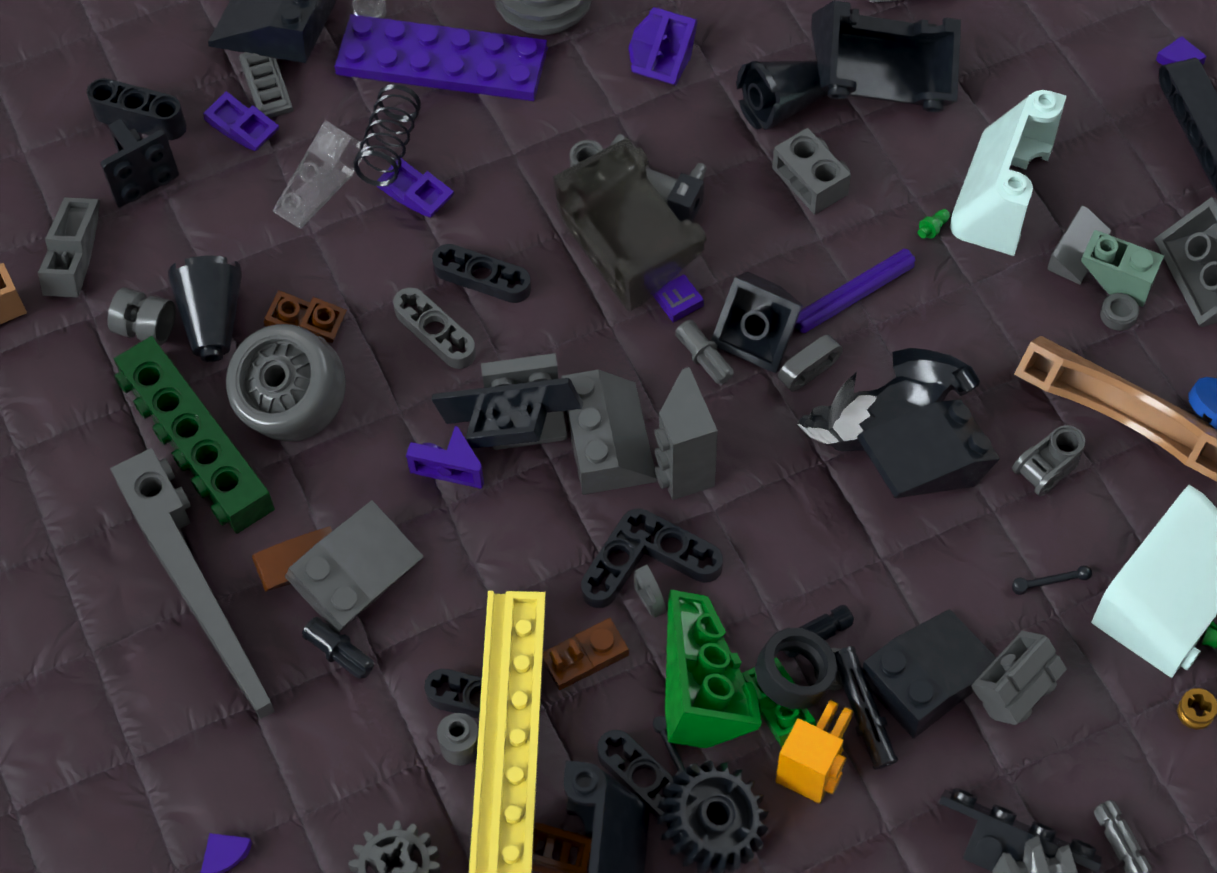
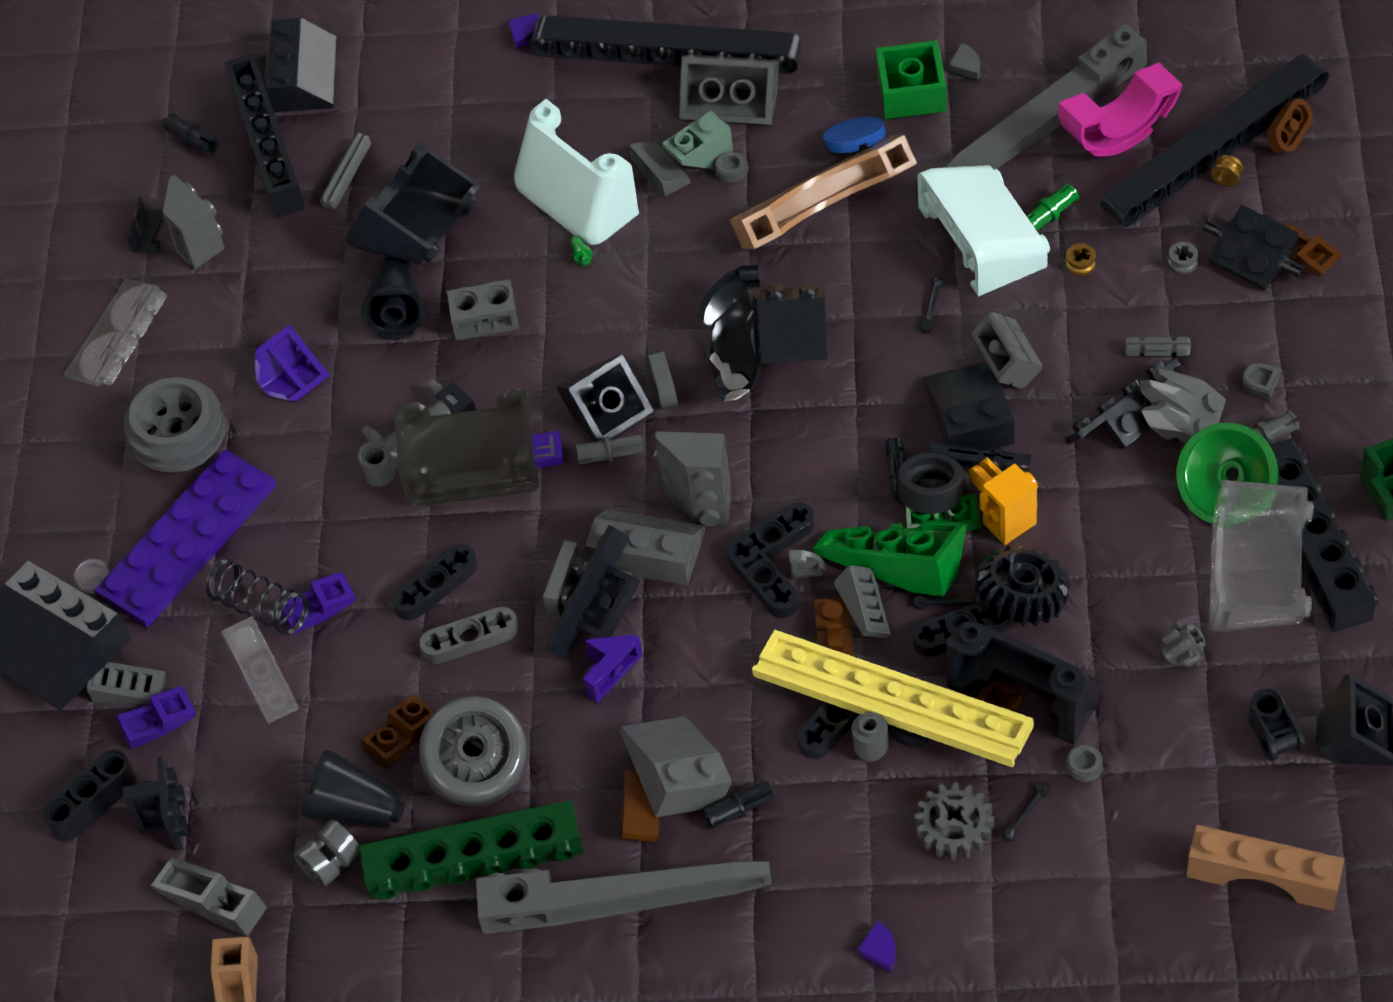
camera: 60 degrees left, 5 degrees down
(644, 665) = (862, 598): none -> dark grey slope
(855, 290) = (609, 315): dark purple axle -> none
(1047, 464) = (837, 258): dark grey piece -> none

